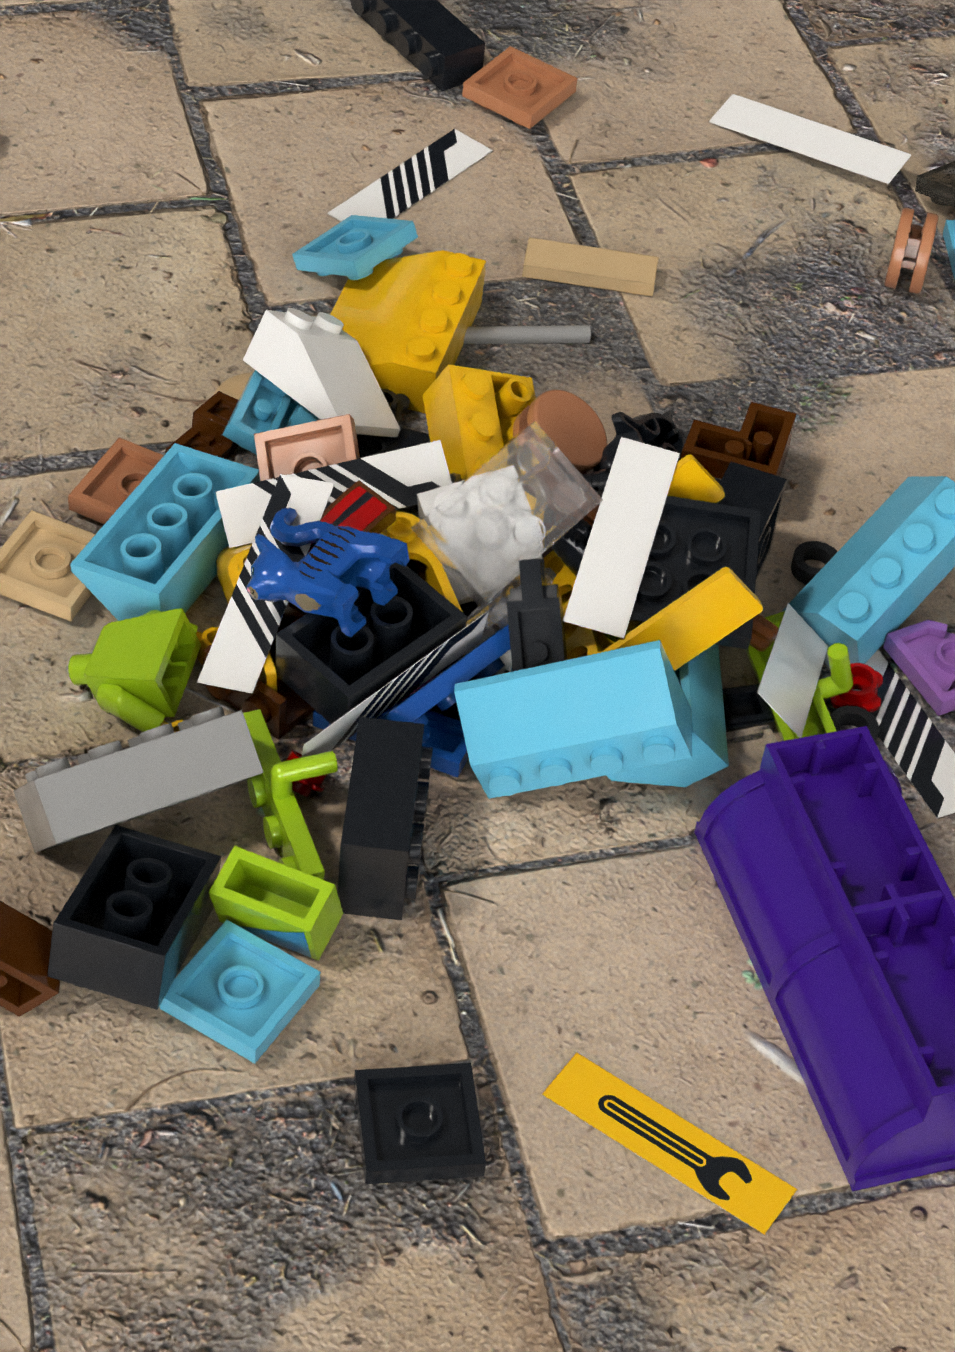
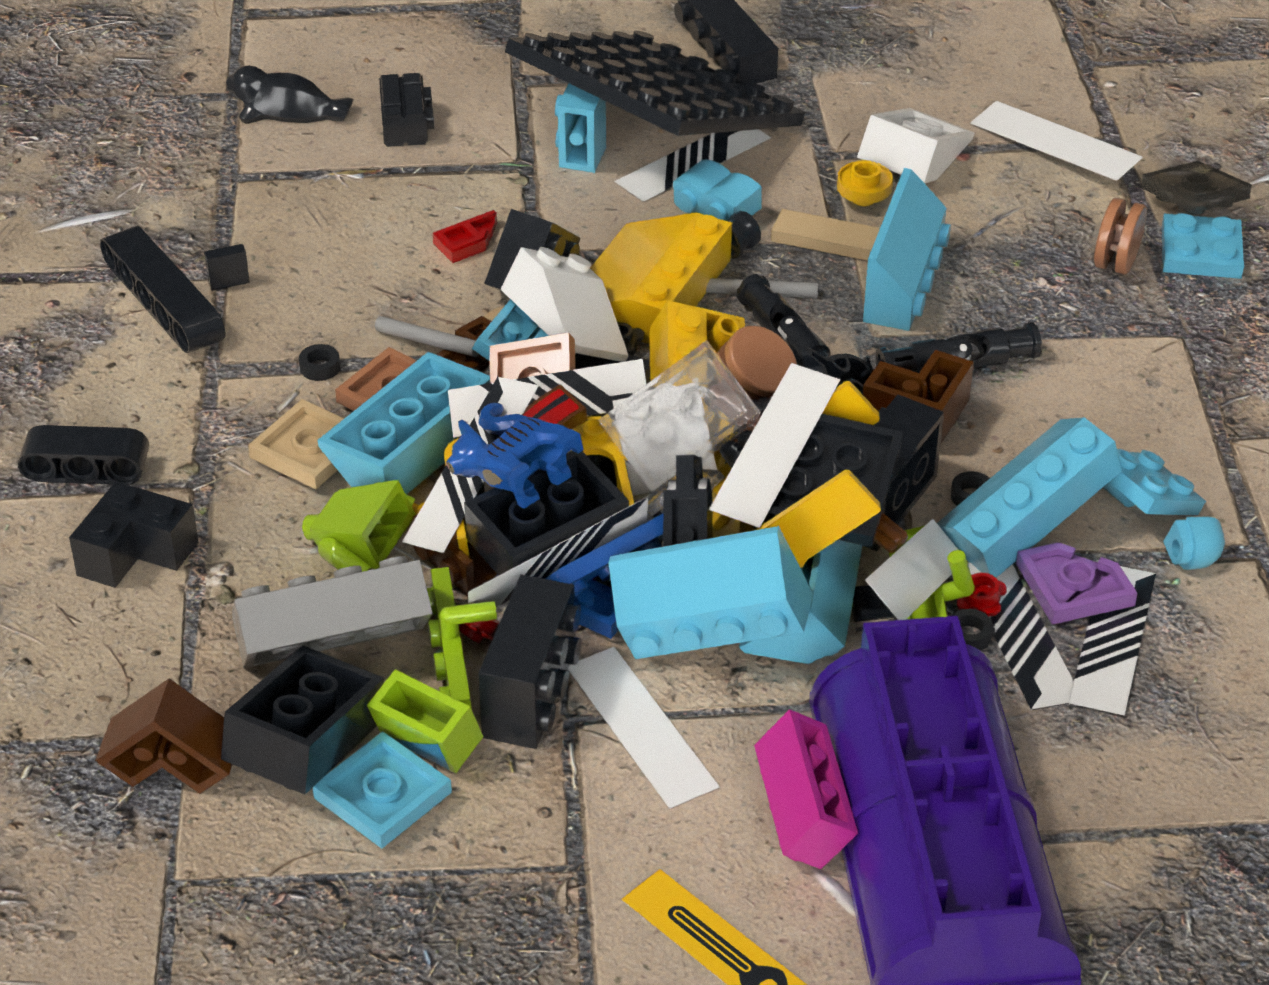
camera: 15 degrees right, 5 degrees down
(36, 448) = (322, 371): none -> black piece
(66, 137) = (405, 109): none -> black brick
(159, 420) = (426, 335): none -> light grey bar
(172, 293) = (466, 237): none -> red tile
(252, 294) = (530, 233): none -> black brick
(283, 149) = (580, 129): none -> medium azure brick
(355, 246) = (626, 207): medium azure plate -> none
(360, 92) = (656, 82): none -> black plate
(419, 1123) = (505, 909): black plate -> none
(454, 223) = (716, 191): none -> medium azure brick
(498, 269) = (745, 233): none -> black wheel
(517, 882) = (642, 728): none -> white sticker
(519, 87) = (809, 84): nougat plate -> none
(552, 365) = (778, 315): none -> black piece
(615, 201) = (864, 182): none -> yellow plate
(656, 153) = (913, 142): none -> white slope
(685, 289) = (905, 255): none -> medium azure slope
(726, 943) = (805, 789): none -> dark pink brick
(800, 388) = (993, 344): none -> black piece

